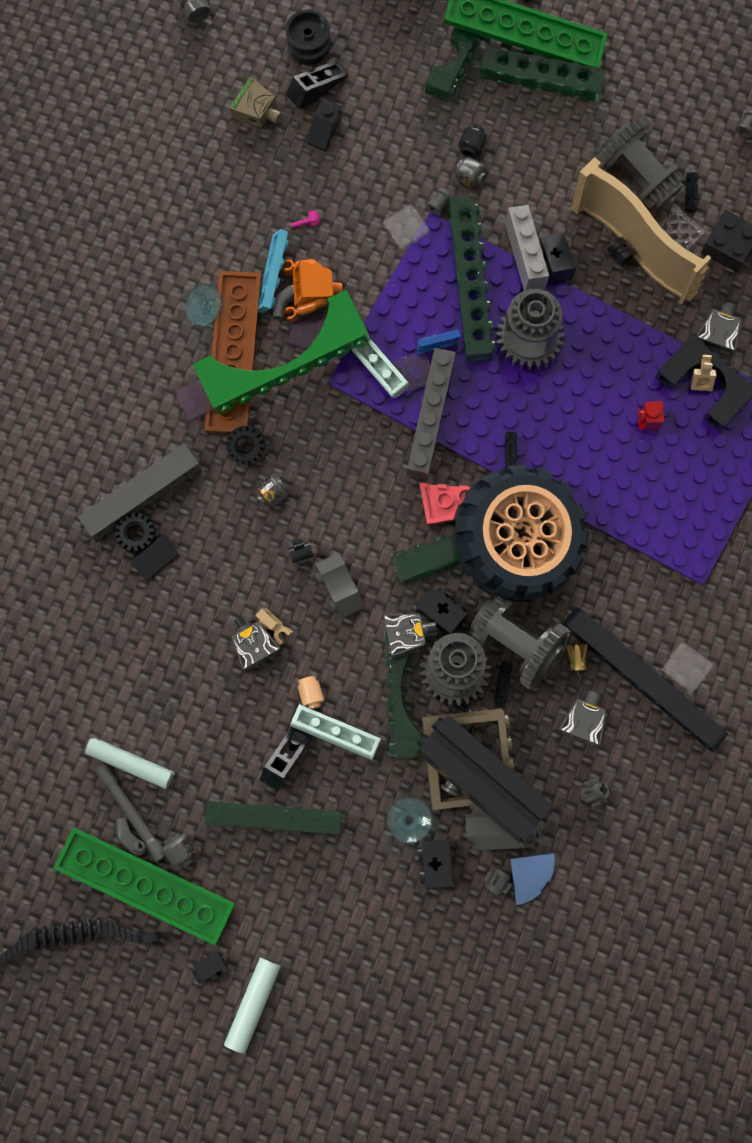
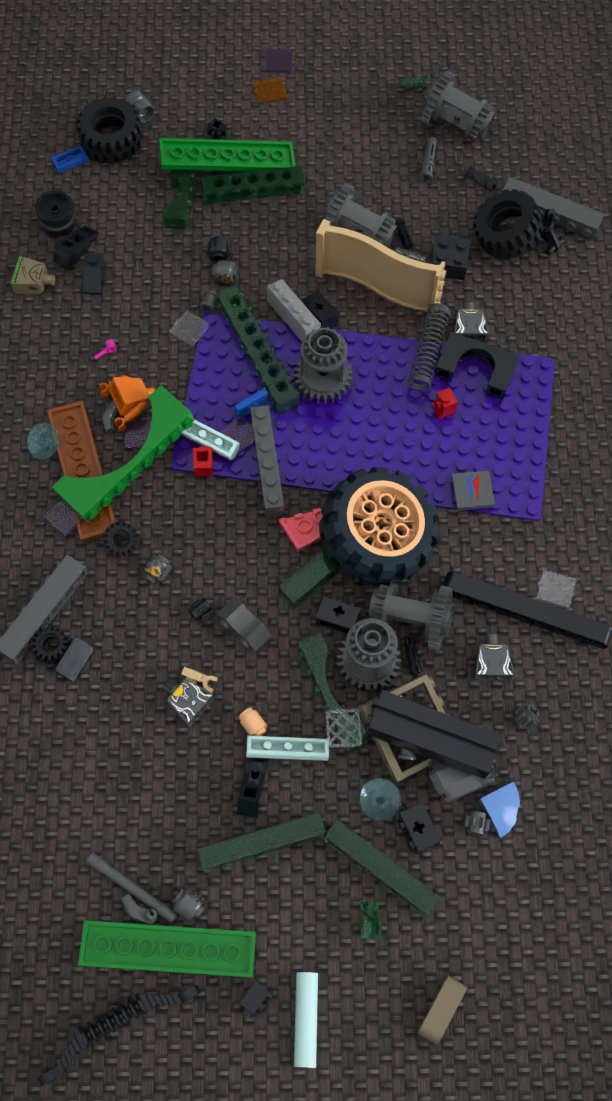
camera: 25 degrees left, 10 degrees down
(129, 763) = (114, 843): light aqua brick -> none
(273, 266) = (91, 392): medium azure plate -> none
(350, 939) = (370, 923): none -> clear green plate
(360, 381) = (203, 461): none -> red brick
(382, 890) = (382, 868): none -> clear green brick
(387, 1049) = (442, 1010): none -> dark tan beam
(394, 749) = (344, 742): none -> clear window
(407, 633) = (317, 640): dark grey torso -> none
(510, 449) = (342, 465): black axle -> none
(577, 657) = (467, 615): pearl gold piece -> none
(621, 251) = (368, 291): black wheel -> none
(626, 375) = (418, 376): none -> dark grey piece
(641, 526) = (473, 490): none -> dark grey tile
(704, 378) = (473, 361): tan plate -> none

